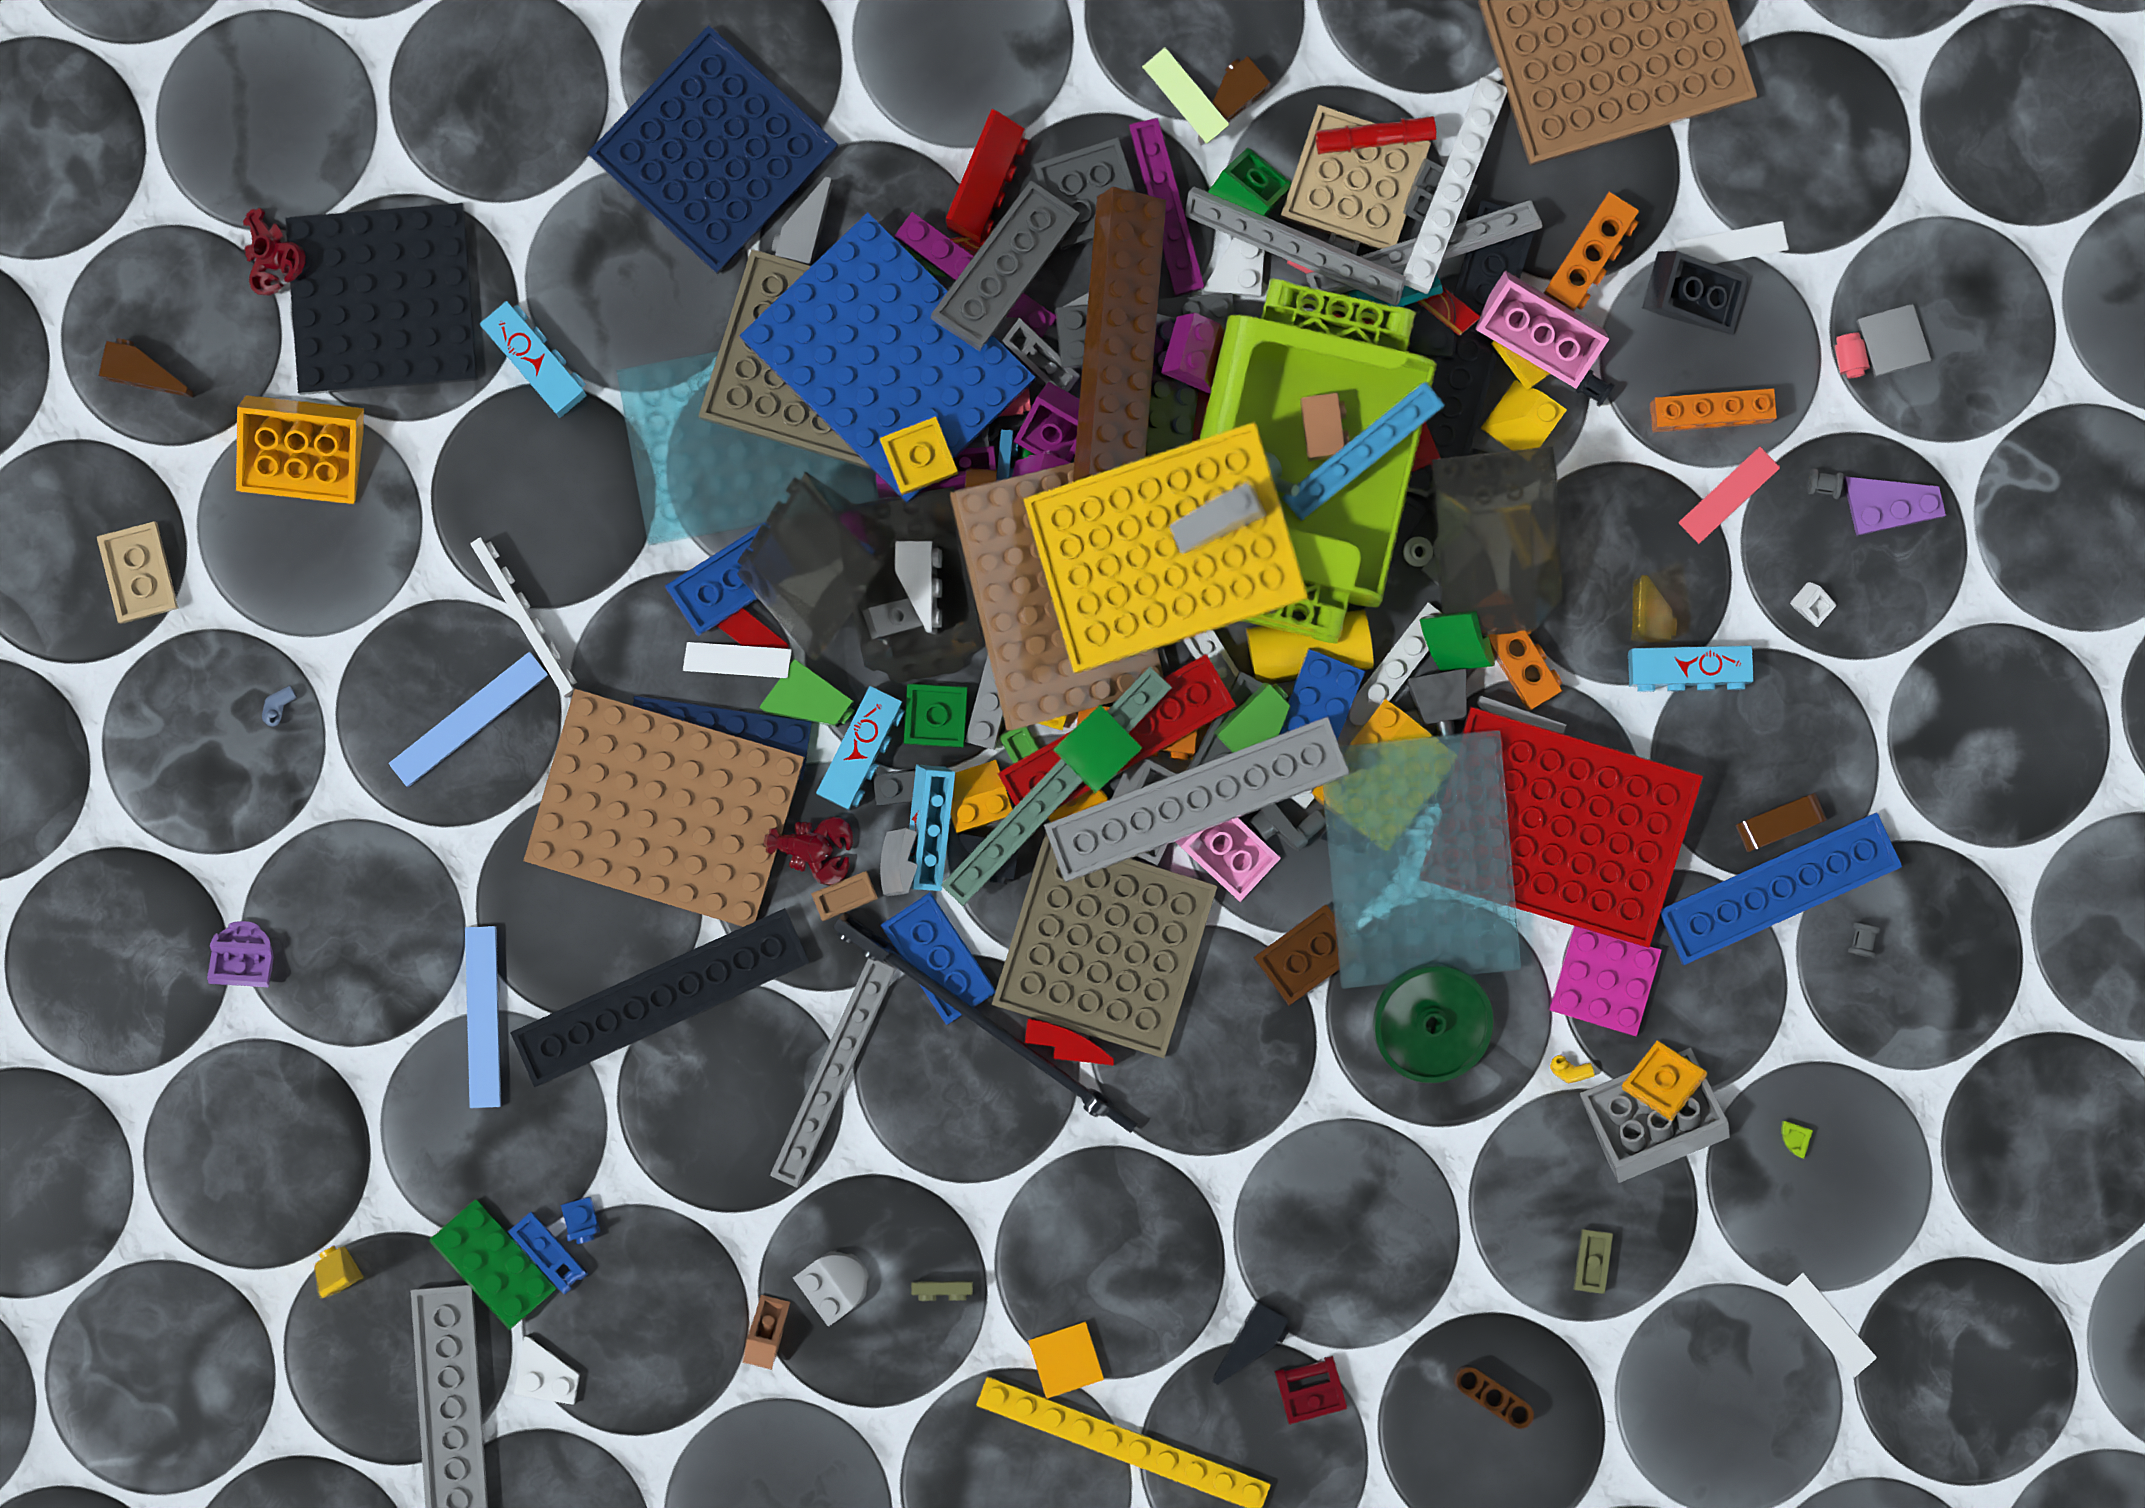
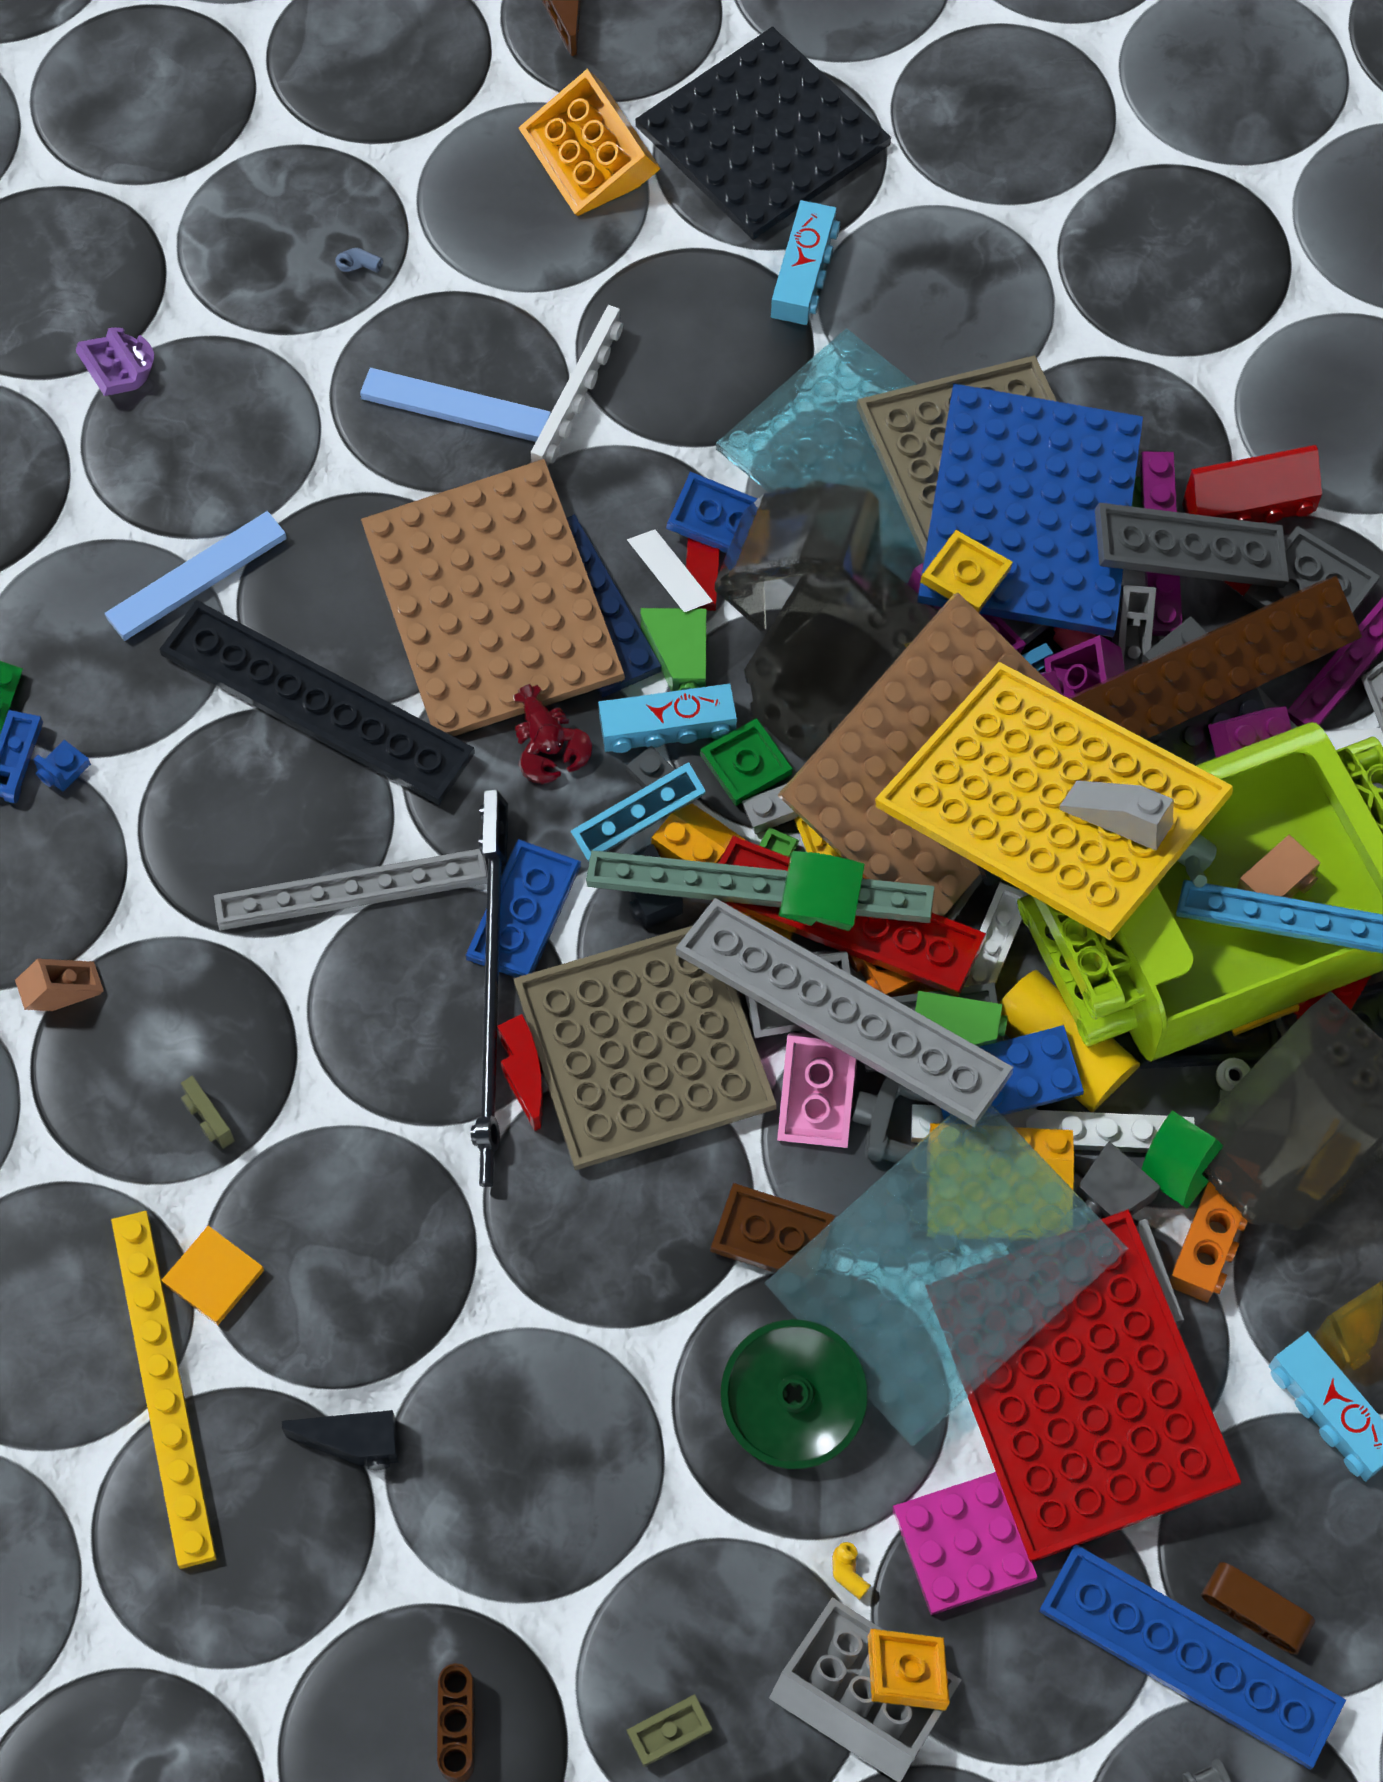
camera: 55 degrees right, 20 degrees down
(137, 572) = (394, 98): tan plate -> none
(270, 254) = (734, 32): dark red animal -> none
(712, 149) = (1093, 284): dark blue plate -> none
(803, 229) = (1095, 385): light grey slope -> none
(834, 1284) = (145, 1016): light grey slope -> none
(844, 896) = (524, 794): medium nougat tile -> none
(891, 618) = (805, 662): light grey plate -> none
(894, 868) = (584, 808): light grey slope -> none
(917, 570) = (857, 660): white slope -> none
(1311, 1400) = (330, 1540): dark red plate -> none

